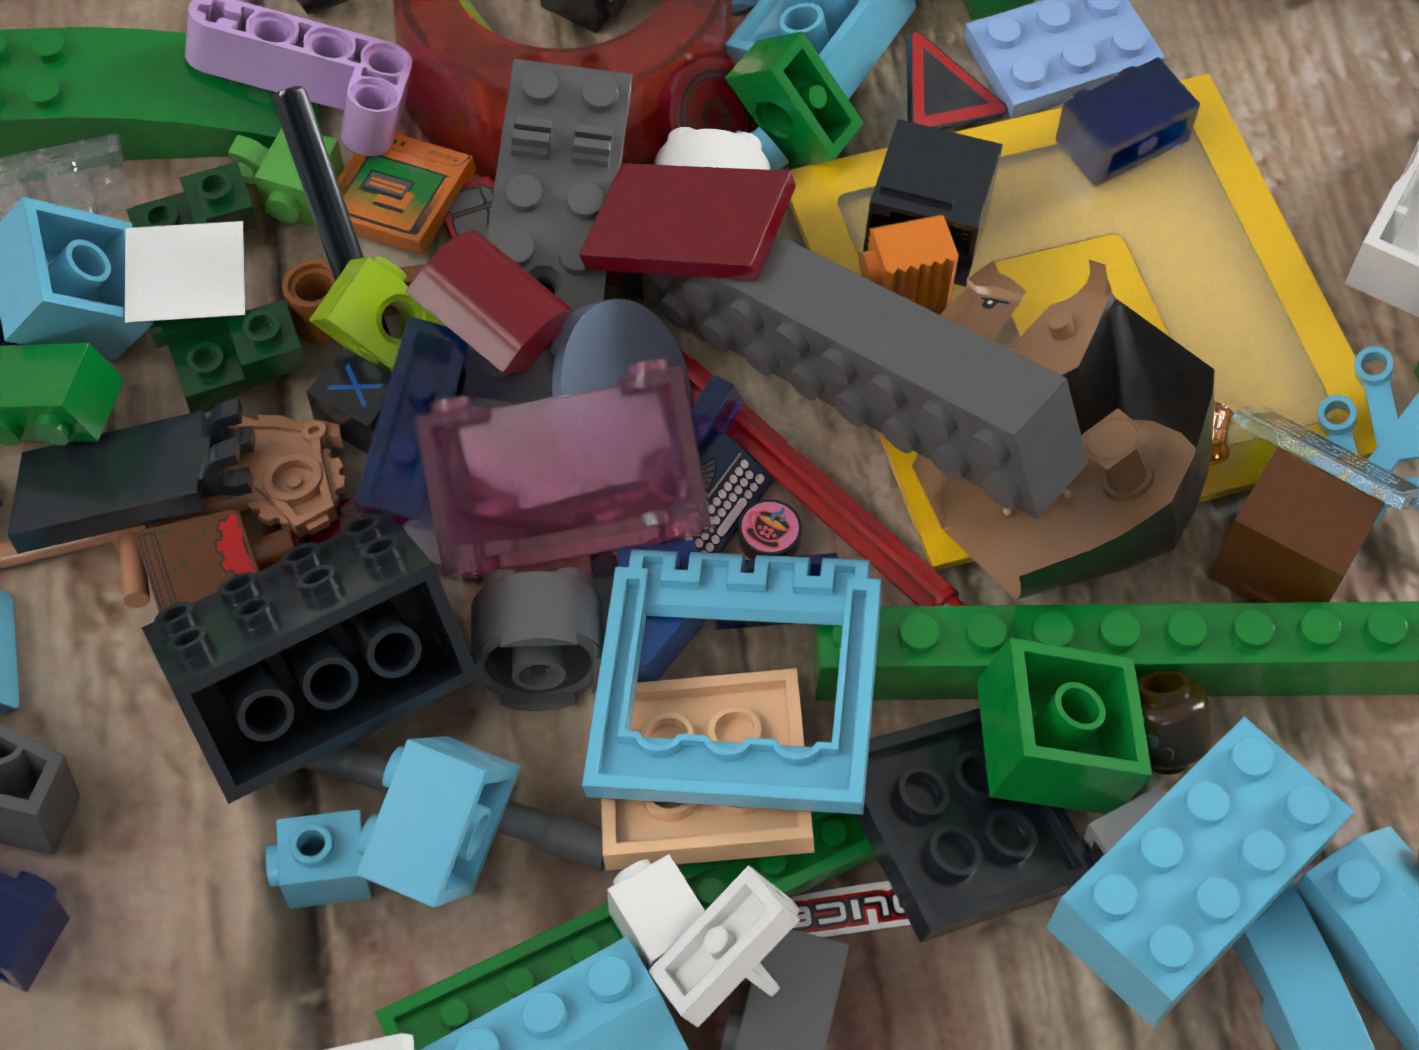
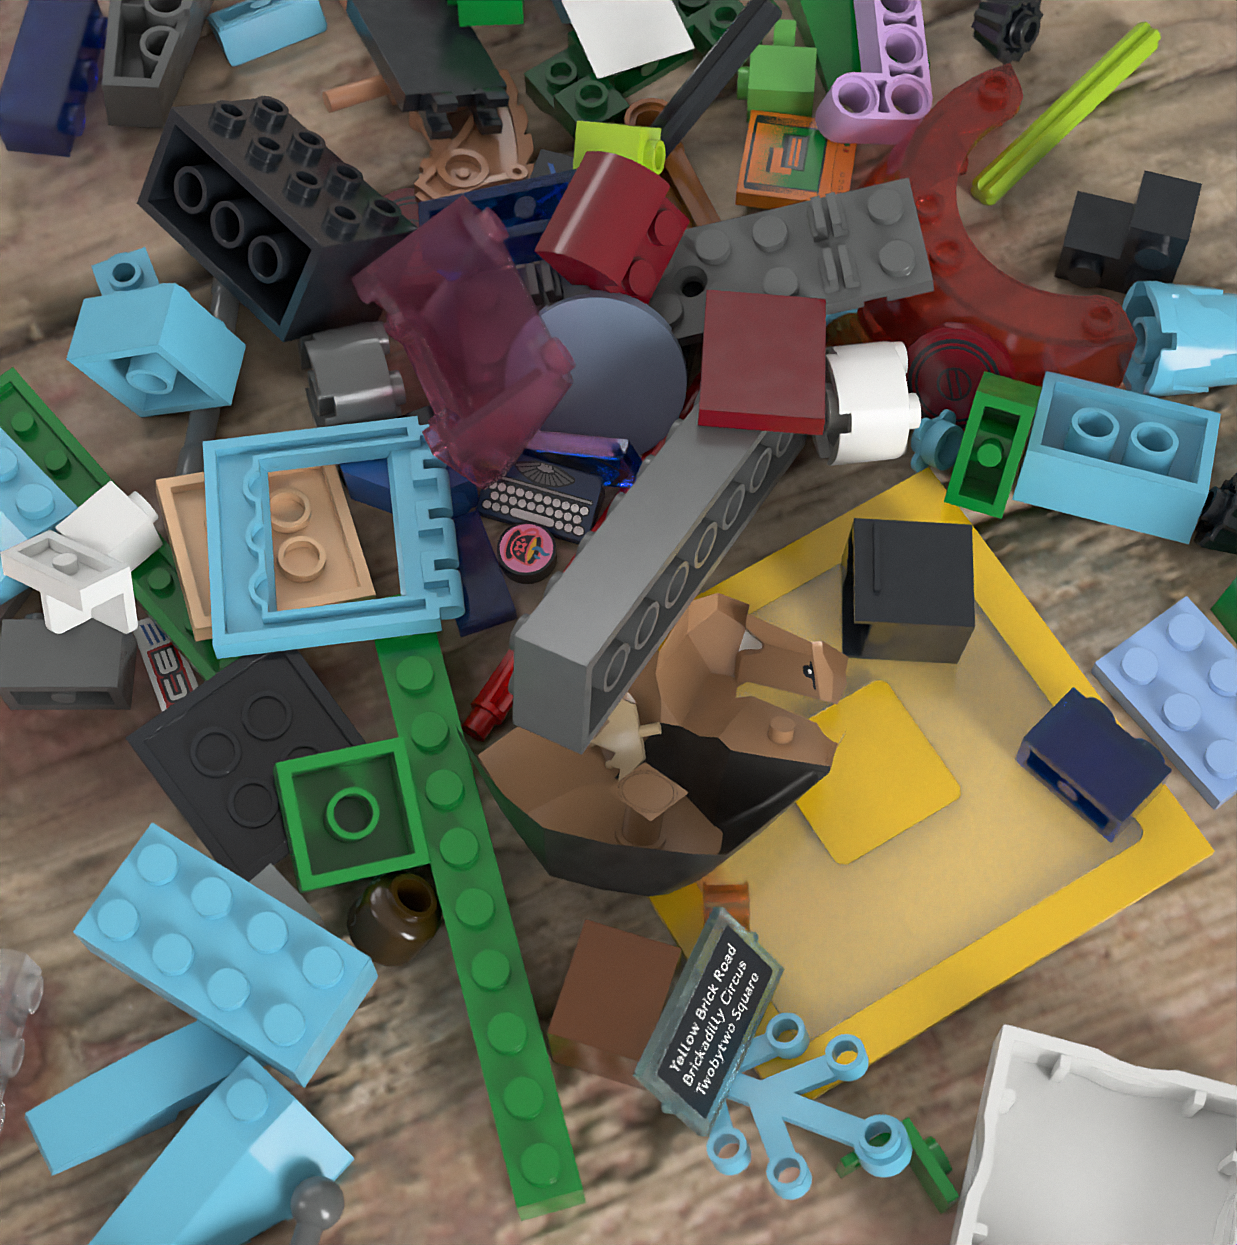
camera: 80 degrees right, 5 degrees up
(200, 553) = (368, 135): reddish brown torso -> none
(913, 261) = (800, 580): orange brick -> none
(942, 91) = (1080, 589): piece -> none

